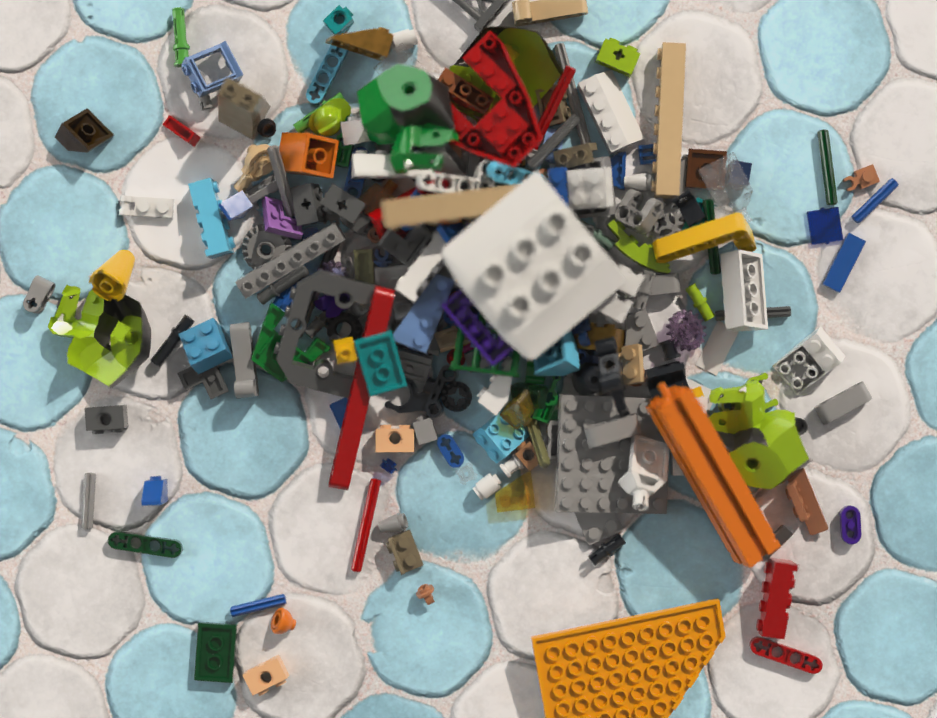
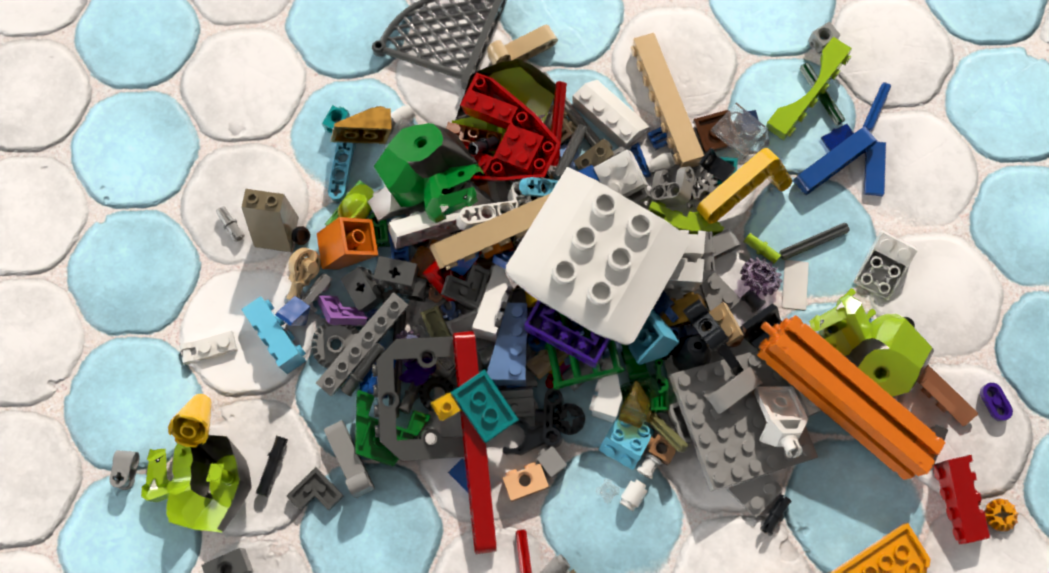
camera: 20 degrees left, 15 degrees down
(83, 132) = (125, 299): dark brown slope -> none
(180, 47) = (197, 192): bright green pin -> none
(182, 131) = (222, 266): red piece -> none
(197, 82) = (214, 206): medium blue window -> none
(205, 345) = (306, 457): dark azure brick -> none
(281, 179) = (330, 273): light grey axle -> none
(388, 465) = (528, 511): clear blue plate -> none
(446, 453) = (580, 477): blue beam -> none
(469, 110) = (483, 145): none -> black pin
(516, 495) = (665, 493): clear yellow wing -> none
(608, 54) = (605, 72): lime brick -> none
(713, 253) = (753, 197): dark green axle -> none
(743, 291) = (797, 222): white slope -> none
(784, 658) = (996, 555): red beam -> none
(803, 614) = (997, 523): none -> light orange gear
(807, 242) = (835, 161): none -> blue beam
(843, 403) = (934, 290): light grey beam -> none
(850, 138) = (785, 118): none -> lime arch
(862, 109) = (826, 31): none -> light grey brick
(864, 177) = (857, 91): nougat plate -> none

